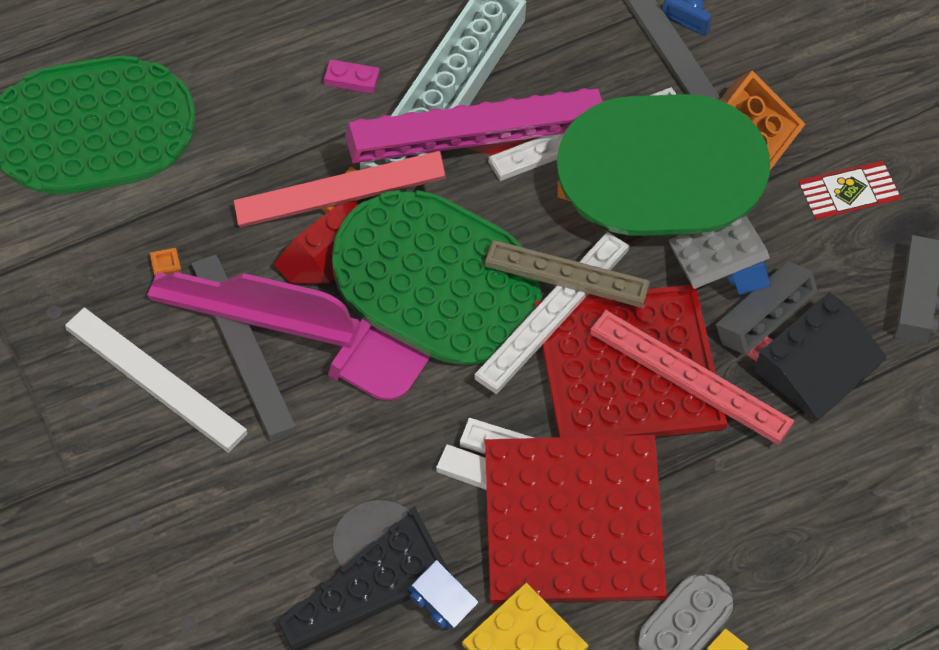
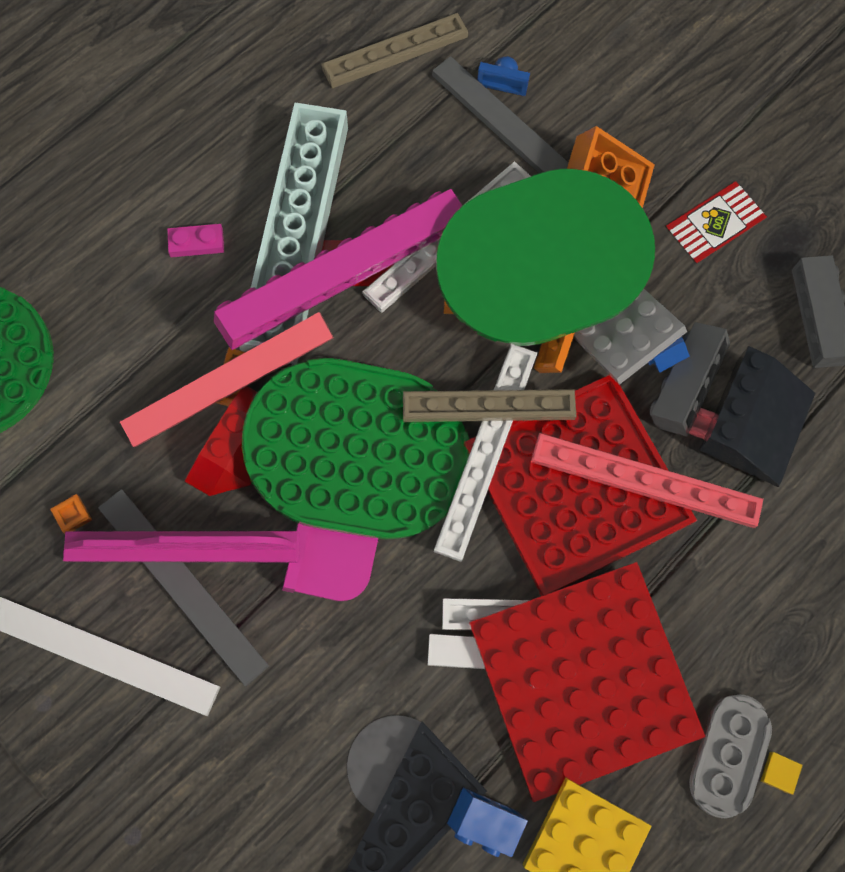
camera: 20 degrees left, 15 degrees up
(647, 251) = (553, 355): none -> orange plate

